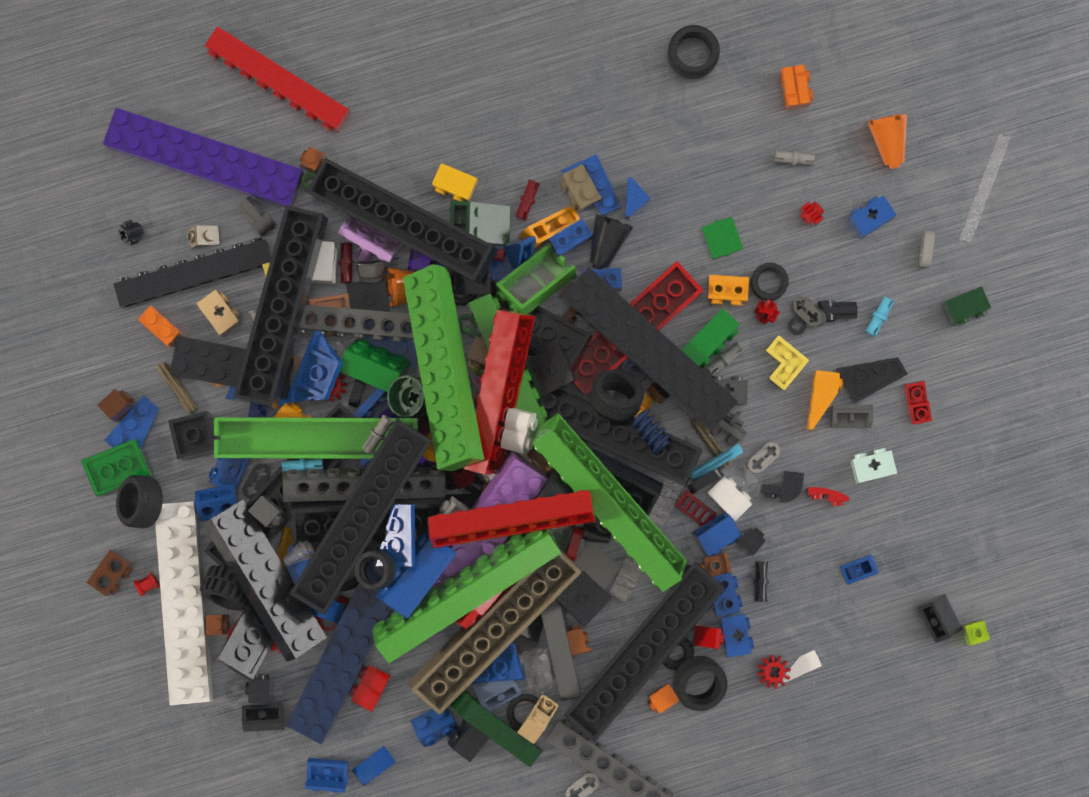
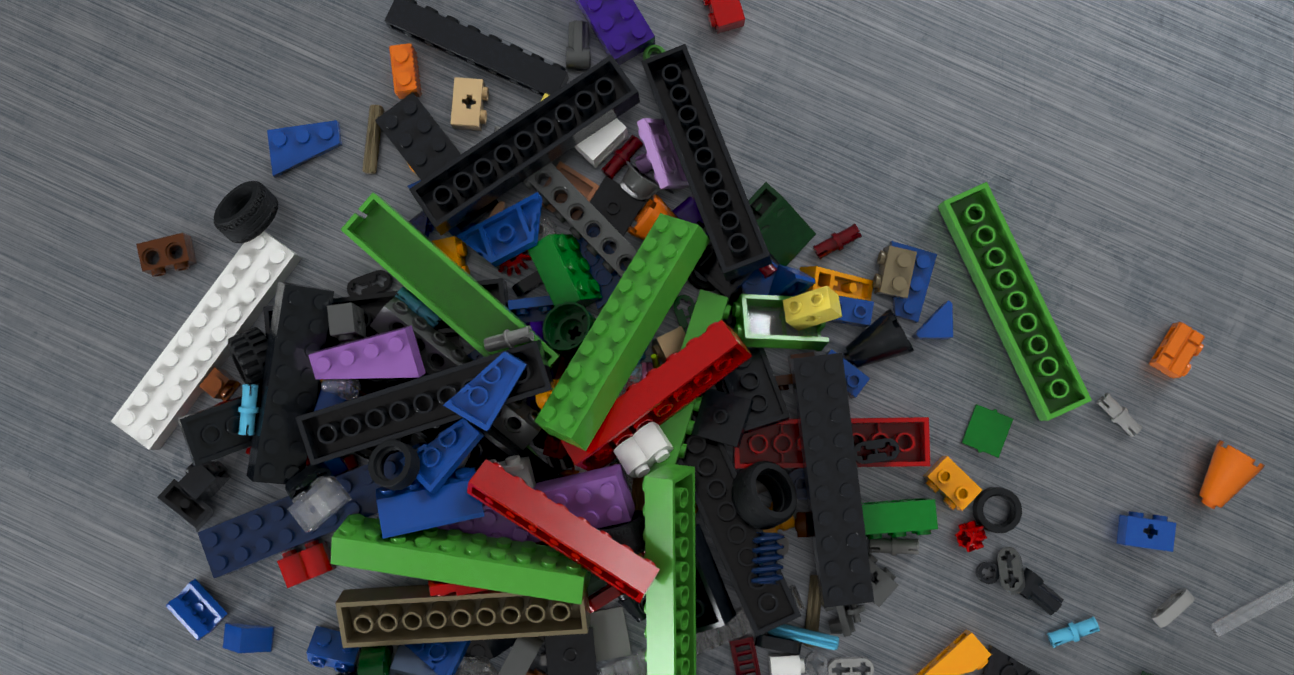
camera: 40 degrees right, 0 degrees up
(111, 467) = (255, 160): green tile -> none
(116, 405) = (302, 107): reddish brown brick -> none
(147, 584) = (190, 292): red bush -> none
(193, 435) = (345, 191): black brick -> none
(203, 236) = (515, 23): bracket -> none
(214, 501) = (314, 270): blue brick -> none
(228, 471) = (347, 257): blue bracket -> none
(253, 618) = (248, 409): none -> medium azure pin
(305, 515) = (377, 356): none -> medium lavender wedge
(312, 159) = (672, 36): dark orange brick -> none
(328, 630) = (305, 478): none -> black beam
(348, 636) = (318, 503): none -> clear brick
(394, 474) = (488, 391): none -> blue wing
(454, 183) = (783, 168): yellow brick -> none
(547, 255) = (812, 308): none -> light yellow brick
(658, 306) = (876, 457): none -> black beam
(668, 143) = (1014, 302): none -> bright green brick
(702, 33) = (1133, 233): black tyre -> none
(791, 362) = (952, 603): light yellow plate -> none
(812, 213) = (1092, 481): red gear -> none

